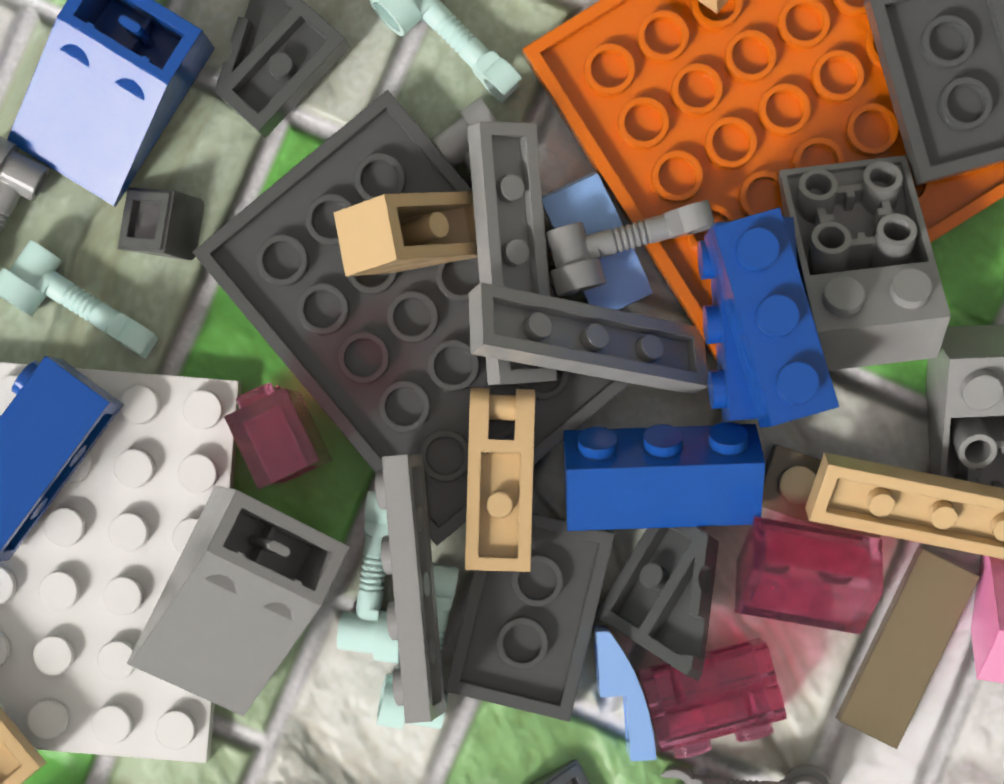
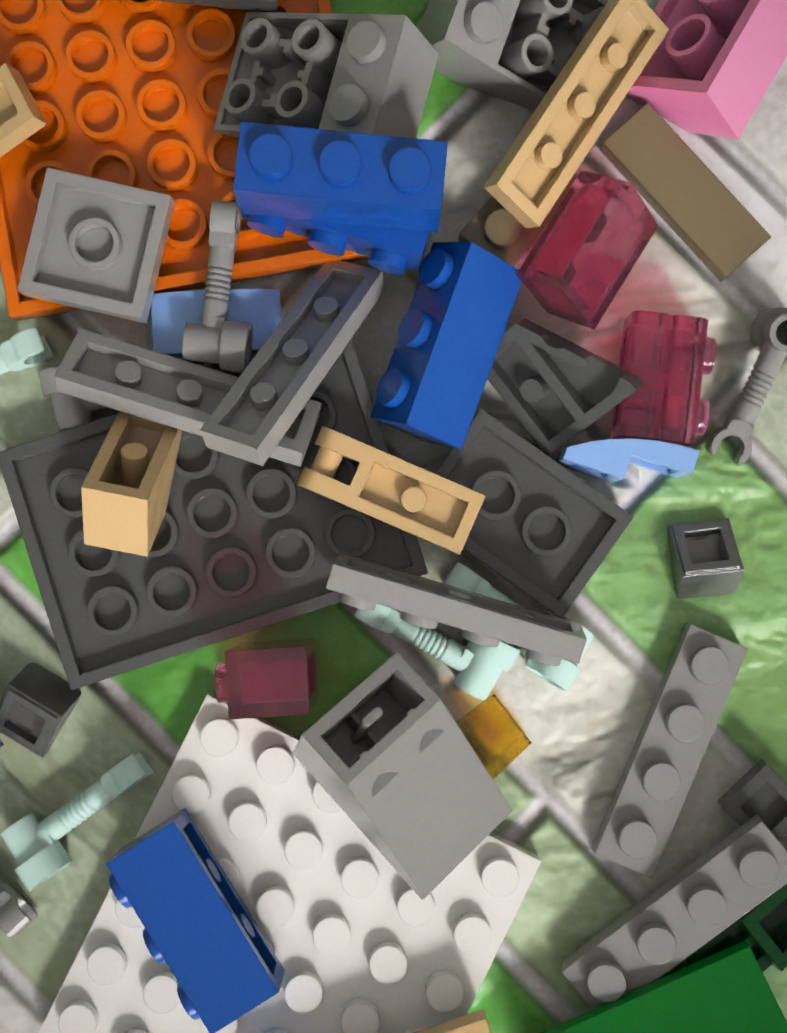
camera: 70 degrees left, 0 degrees up
(307, 669) = (493, 735): none -> clear yellow slope
(621, 107) = (96, 245): none -> light grey plate

